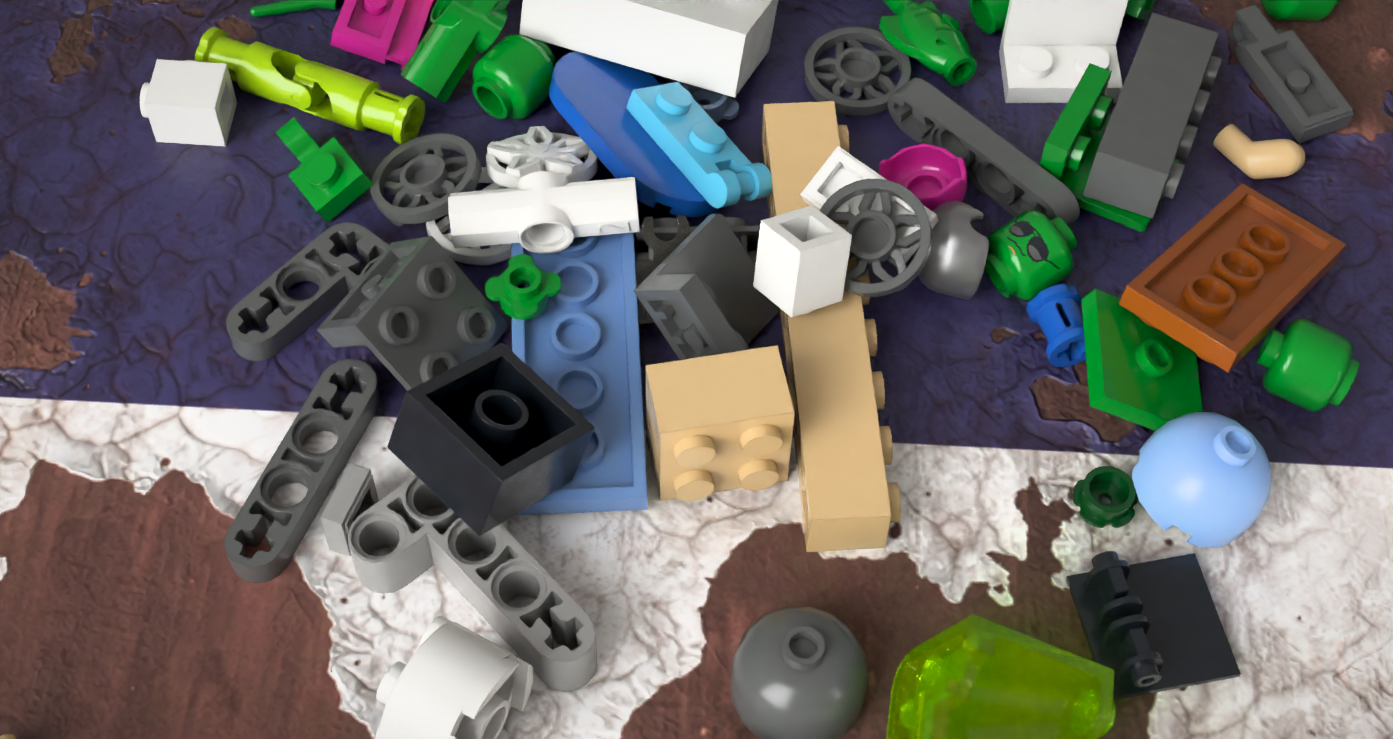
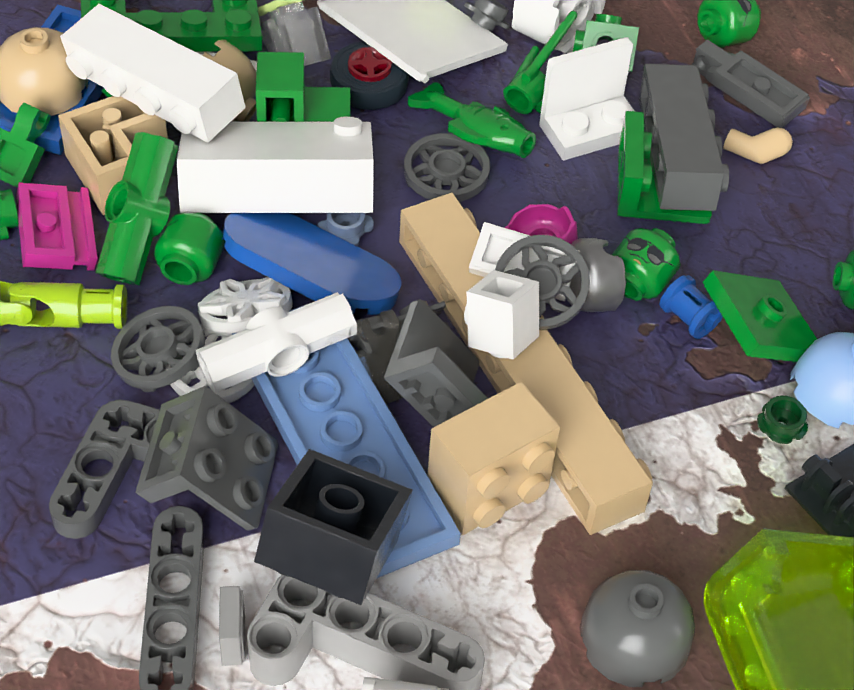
camera: 25 degrees left, 5 degrees down
(327, 173) = (72, 370): green plate -> none
(523, 302) = (287, 417): green plate -> none
(698, 145) = (365, 256): medium azure plate -> none
(939, 121) = (572, 195): dark grey beam -> none
(1232, 276) = (794, 235): dark orange plate -> none

